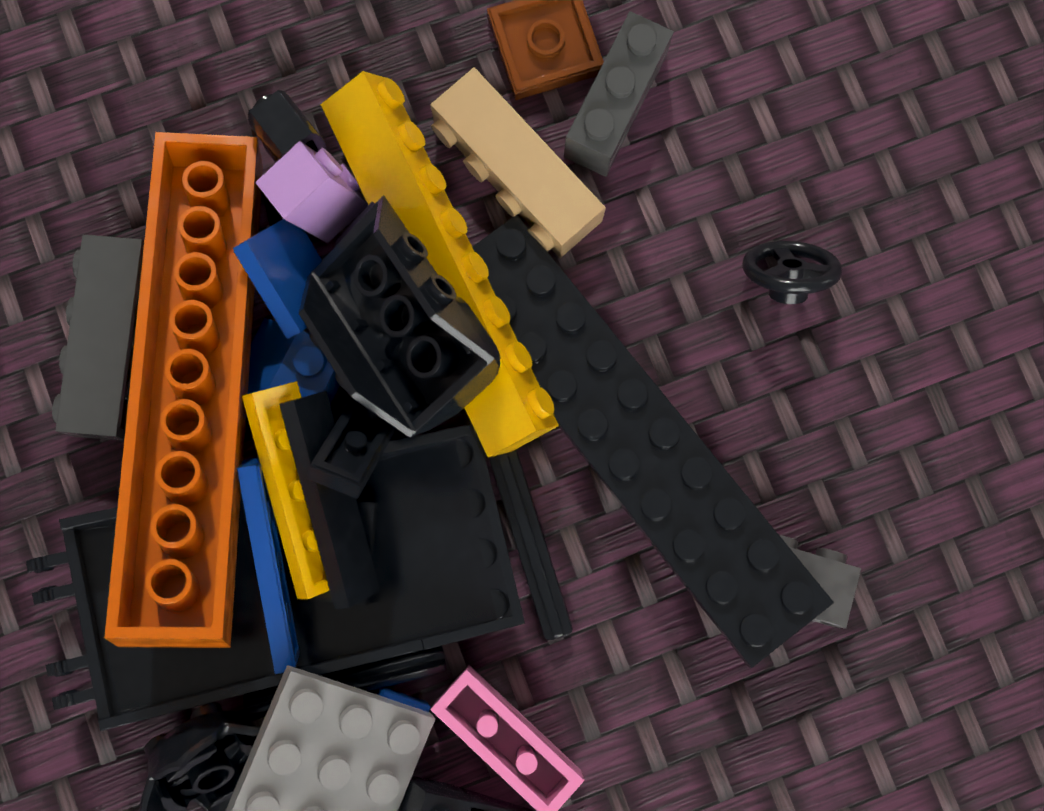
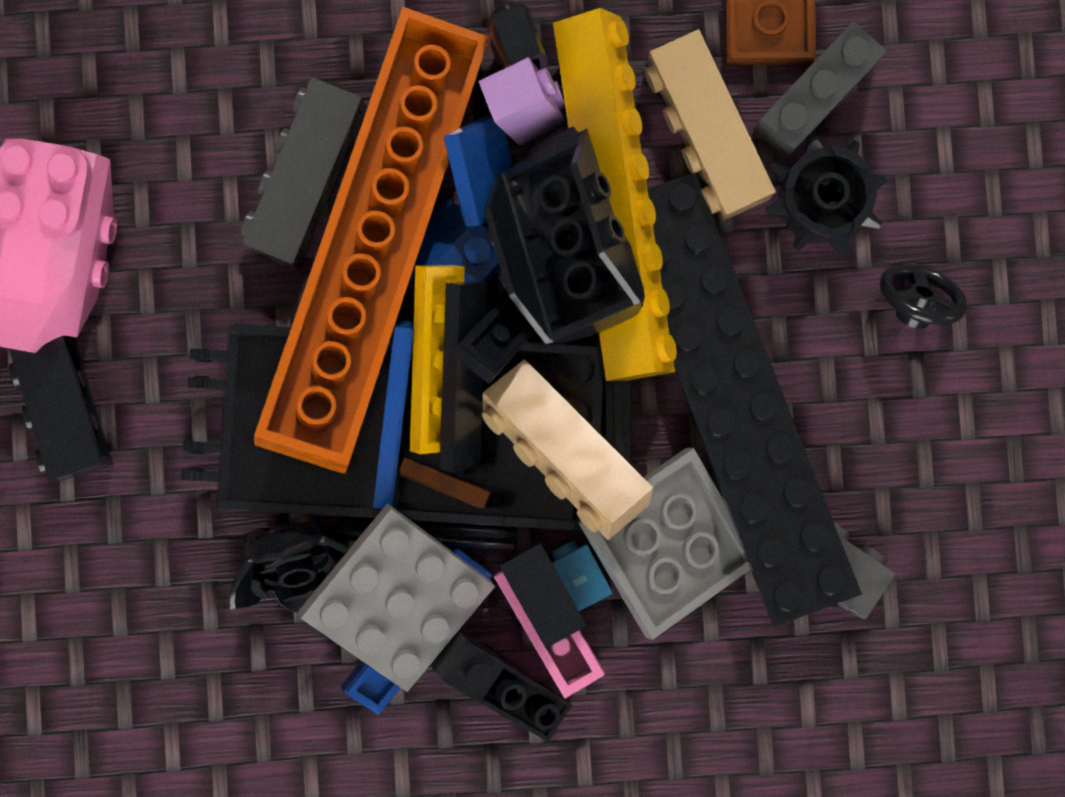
camera: 20 degrees right, 5 degrees up
(348, 621) = (445, 483): none -> reddish brown tile
(467, 546) = (566, 450): none -> tan brick
(489, 714) = (543, 595): none -> black tile
(523, 678) = (580, 574): none -> dark azure brick
(607, 612) = (675, 549): none -> light grey plate
(663, 168) = (851, 188): none -> black brick

